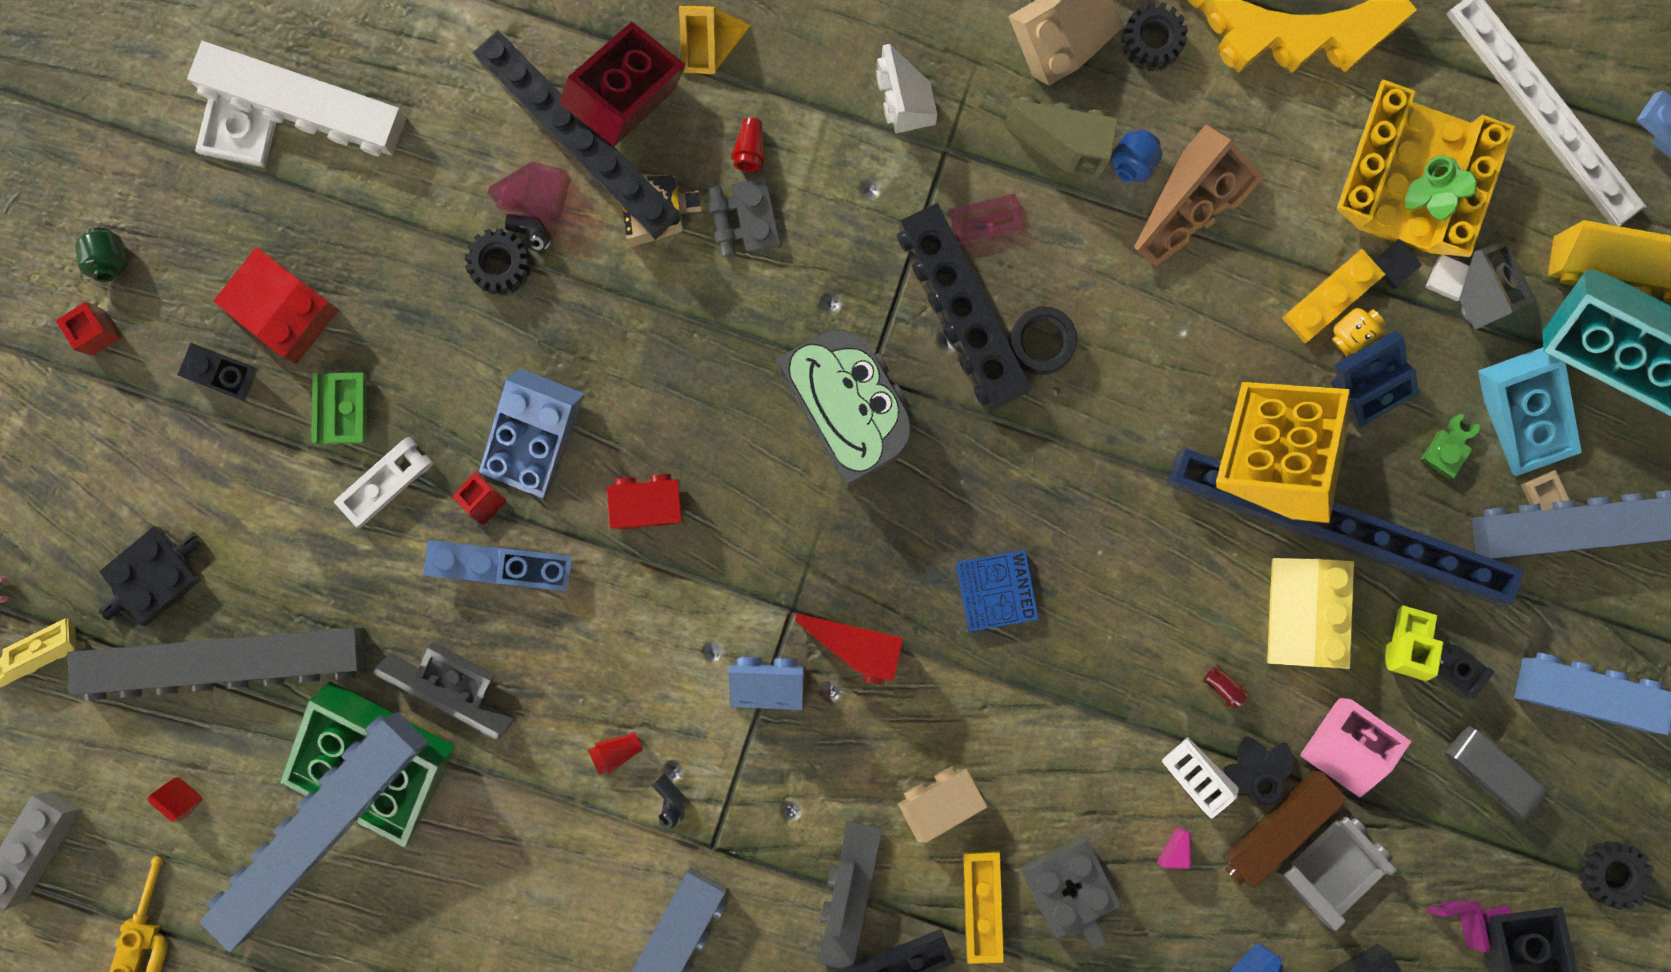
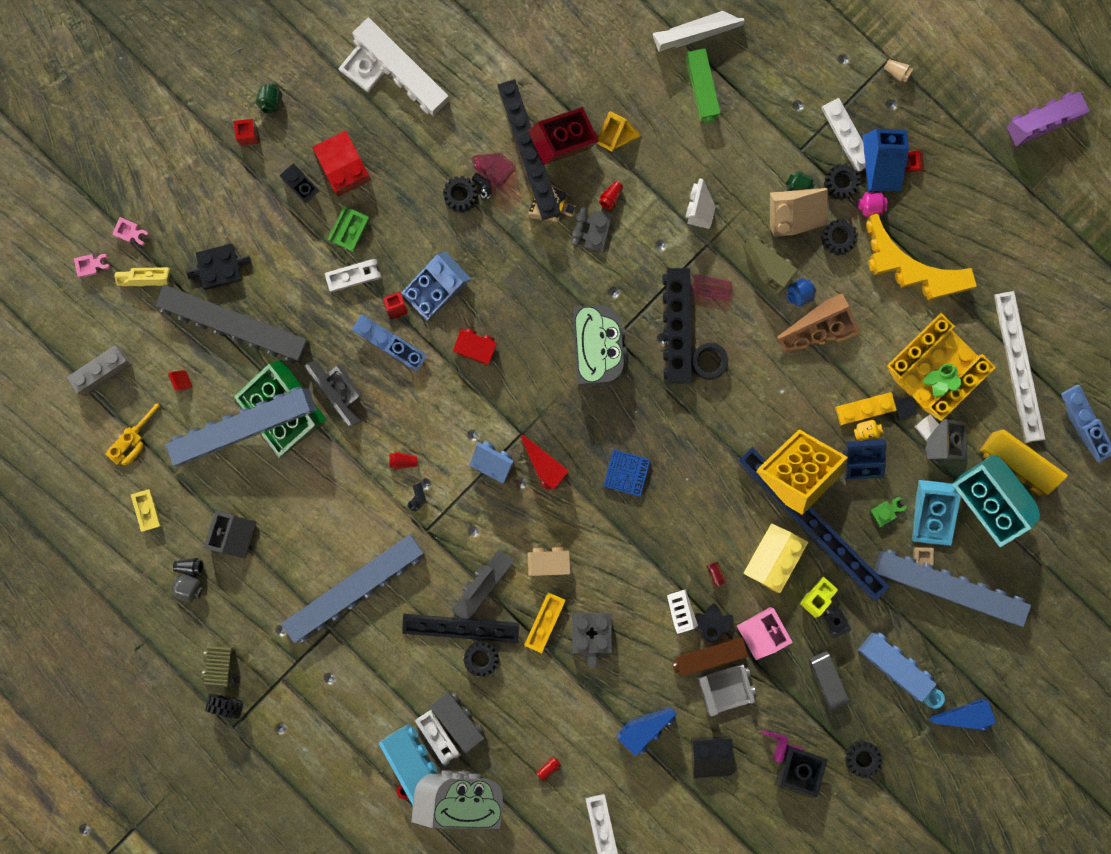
camera: 25 degrees right, 0 degrees up
(1177, 851) = (653, 642): dark pink slope -> none

